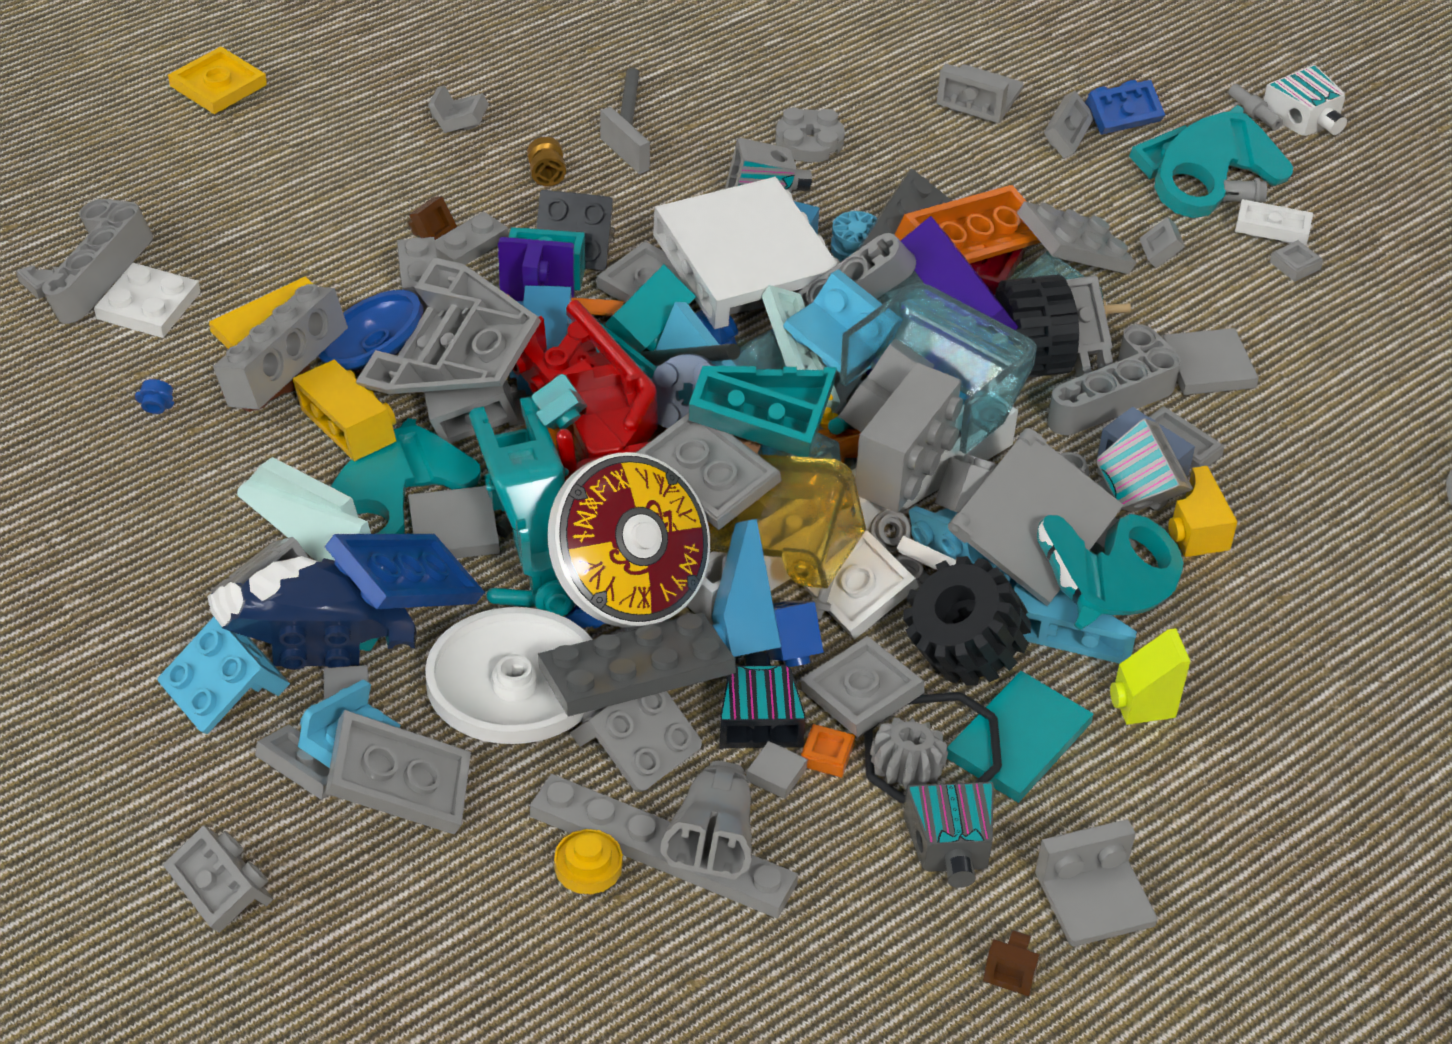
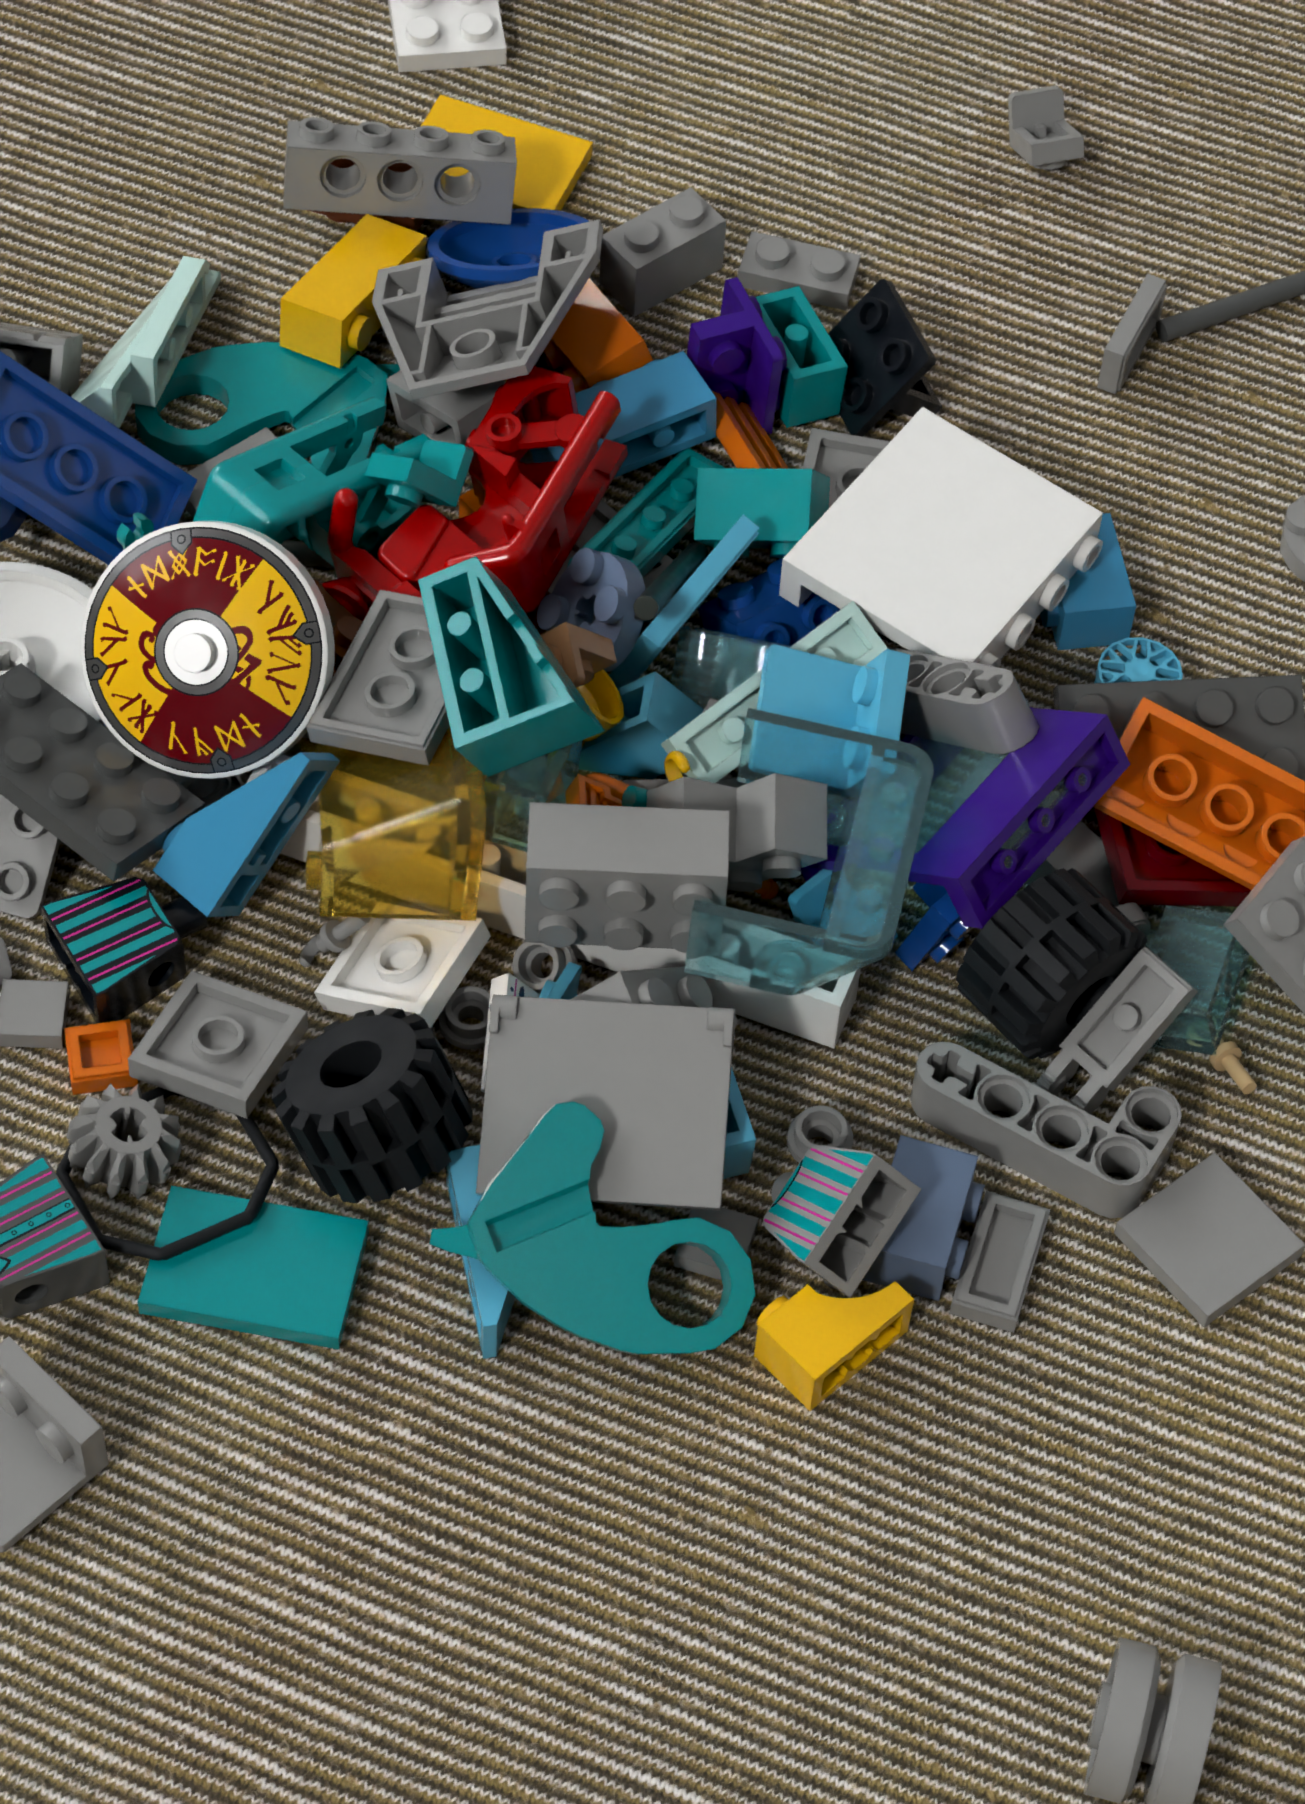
camera: 60 degrees right, 10 degrees up
(155, 396) = (272, 112): blue plate -> none
(432, 219) = (793, 211): reddish brown tile -> none
(546, 161) = (1009, 274): pearl gold wheel -> none
(760, 161) = (1163, 516): light grey torso -> none
(797, 632) = (263, 919): blue slope -> none
(1152, 680) = (419, 1383): neon yellow slope -> none

